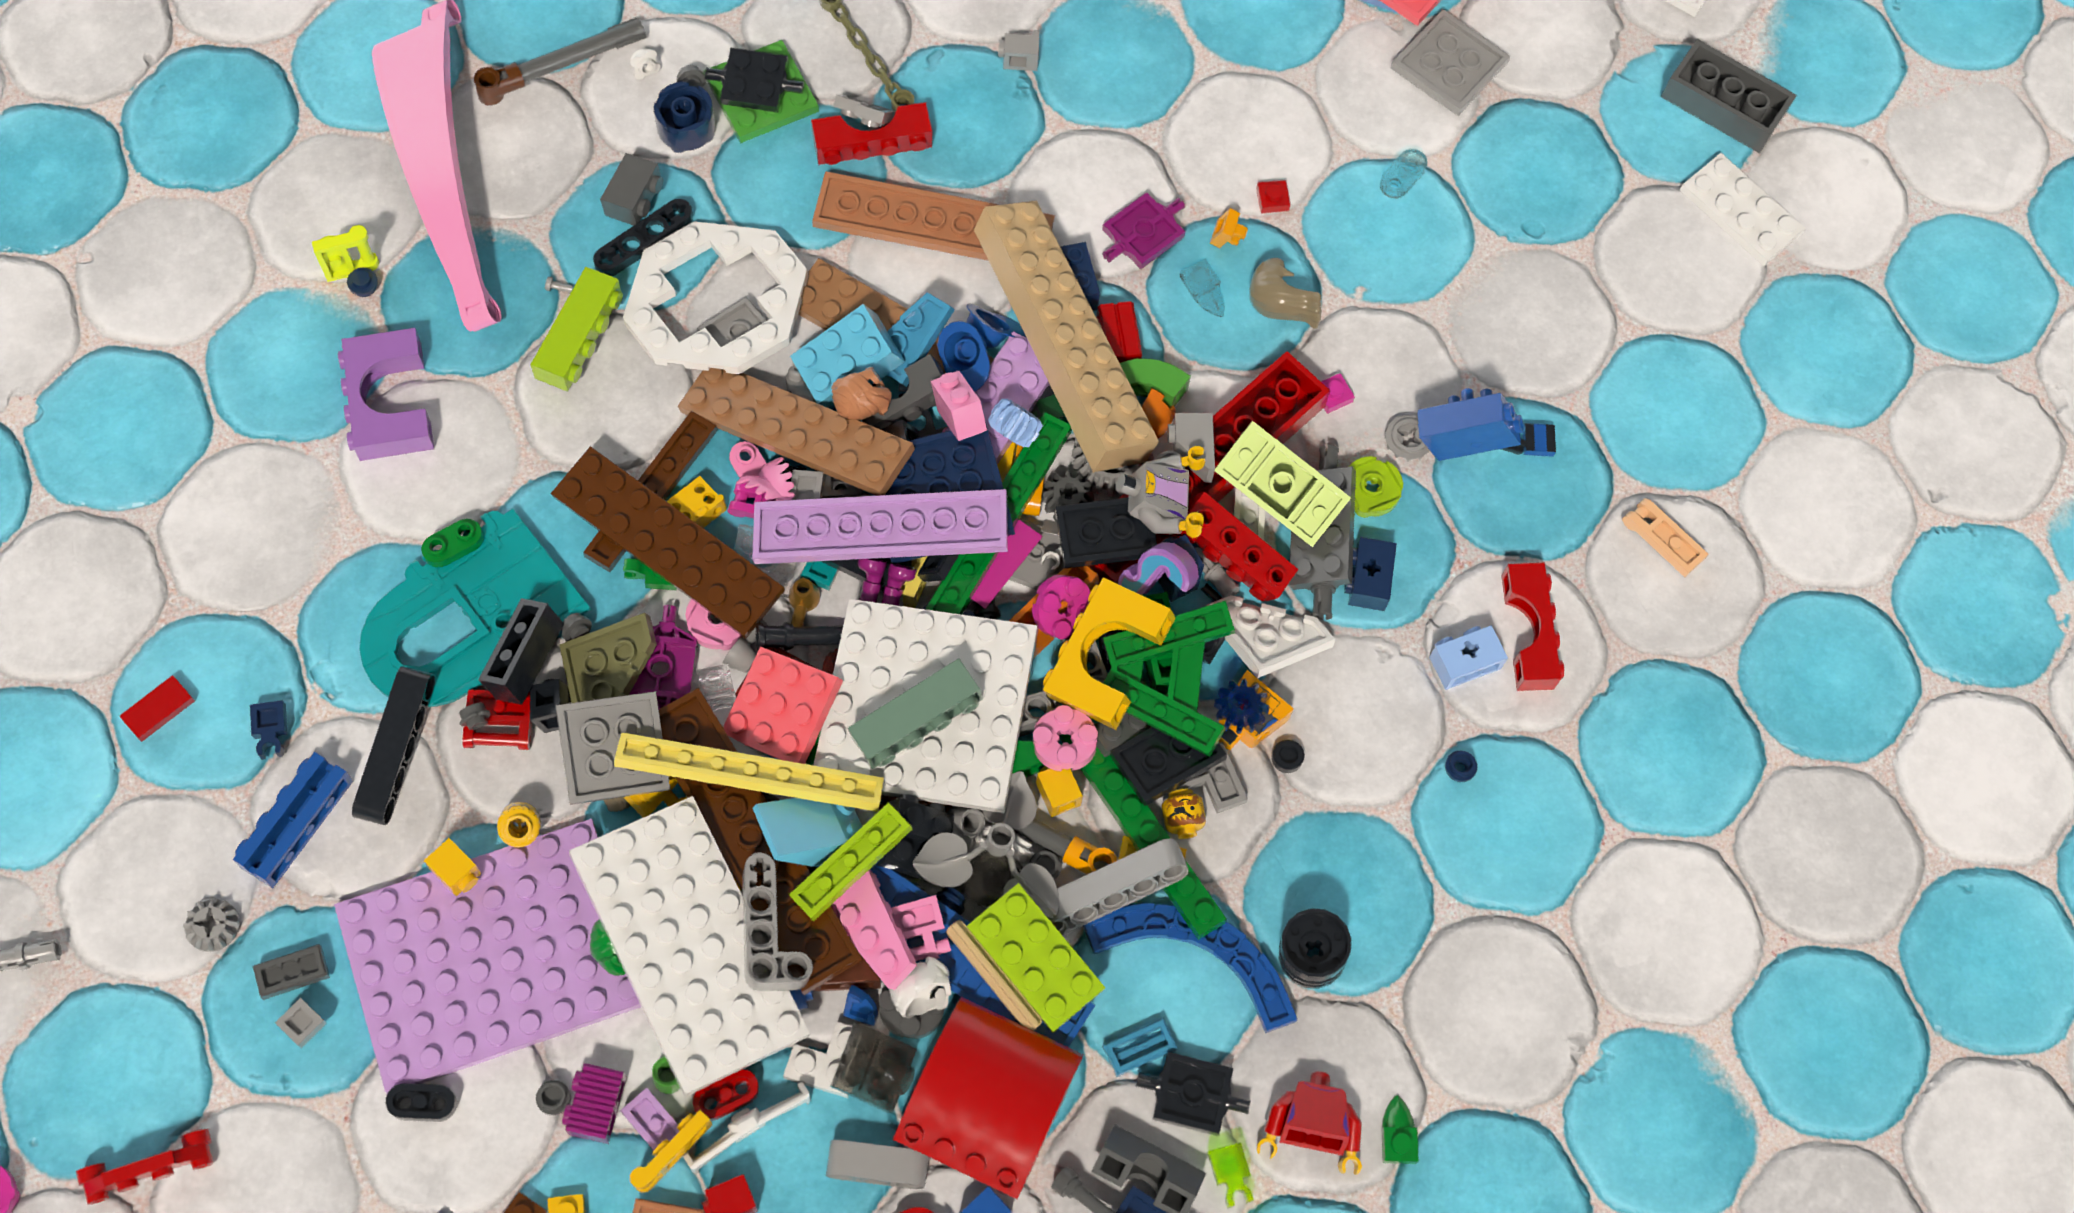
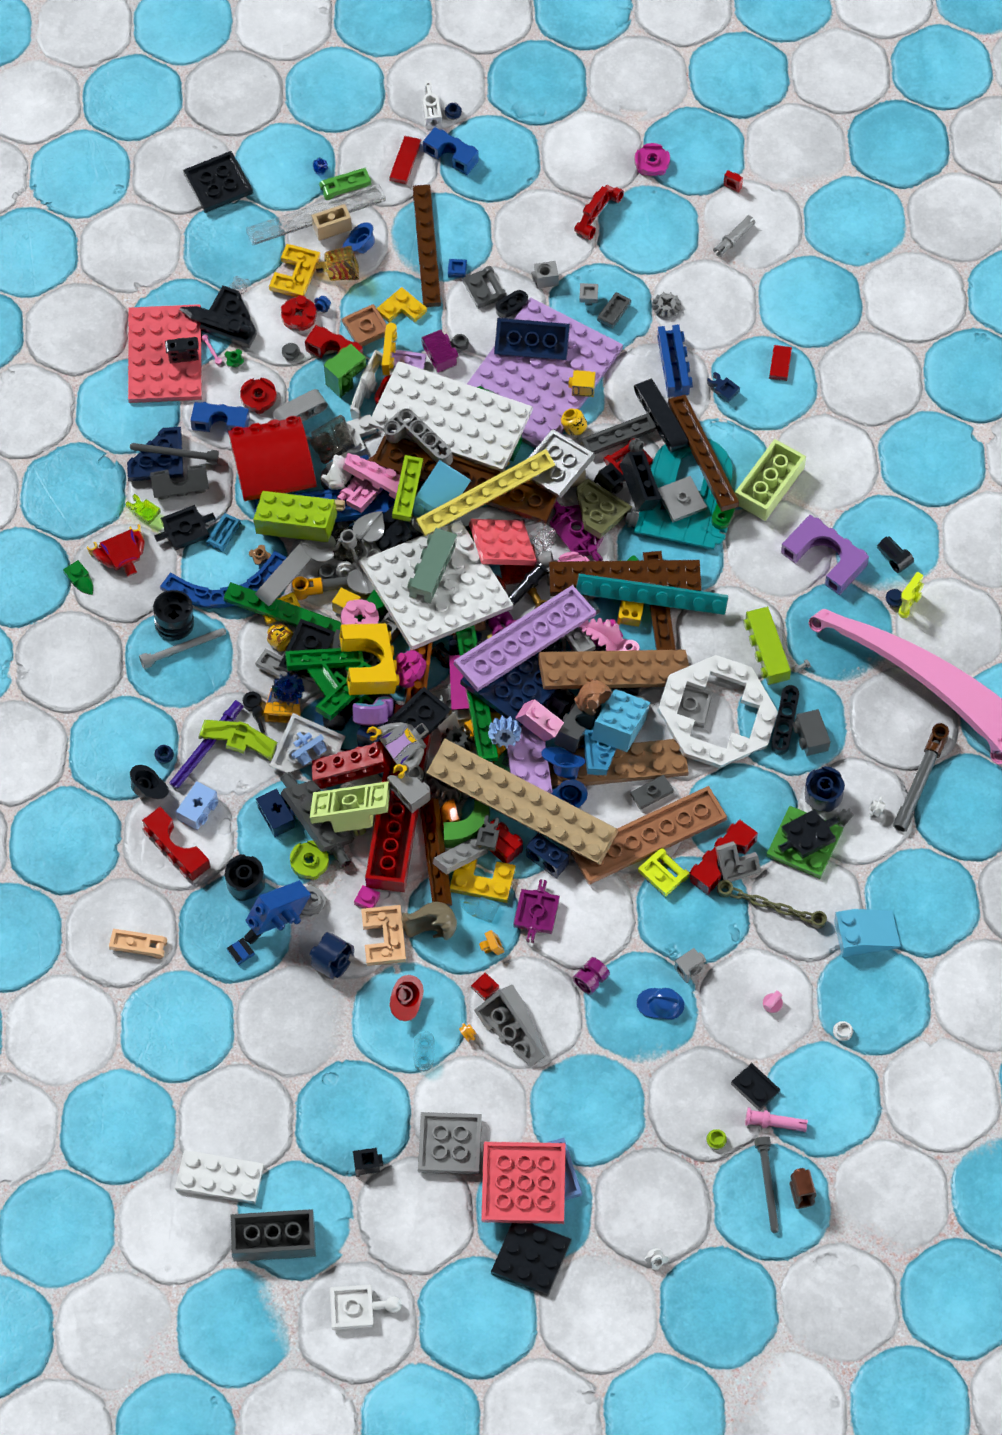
camera: 150 degrees right, 5 degrees down
(303, 323) = (898, 557): none -> black piece
(315, 1105) = (551, 275): none -> light grey brick
(350, 537) = (770, 479): none -> yellowish green brick
(396, 637) = (703, 453): none -> reddish brown plate
(442, 1174) = (478, 289): none -> dark grey plate
(456, 1000) = (532, 339): none -> dark blue slope
(474, 766) = (619, 434): none -> dark grey plate
(488, 596) = (681, 499): none -> light grey plate
(656, 486) = (652, 594): none -> teal plate
(766, 1165) = (342, 368): none -> bright green brick
(882, 270) = (651, 792): none -> dark grey plate
(964, 168) = (659, 875): none -> neon yellow plate
(1087, 43) = (660, 1003): none -> blue piece
(1122, 975) = (259, 559): none -> medium nougat plate
(1134, 113) = (592, 974): none -> magenta wheel
(1137, 331) = (488, 836): none -> dark grey plate
(1188, 344) = (458, 856): none -> light grey plate
(1196, 323) = (494, 889): none -> yellow plate
(1216, 366) = (435, 846): none -> reddish brown plate
(1272, 614) = (301, 754): none -> light blue hips
(1275, 133) = (510, 1020): none -> light grey wedge
(1293, 731) = (258, 712): none -> black hand
(1328, 341) = (393, 947): none -> light nougat plate
(1336, 157) = (468, 1032): none -> light orange plate
(1338, 753) = (229, 715): none -> dark purple axle
(1348, 709) = (239, 737): none -> lime plate
(1383, 236) = (406, 997): none -> red piece
(1391, 920) = (148, 659): none -> light grey piece
(1437, 340) = (331, 955): none -> dark blue brick
(1475, 514) = (244, 877): none -> black brick
(1516, 725) = (147, 783): none -> black piece
(1562, 102) = (363, 1156): none -> black brick

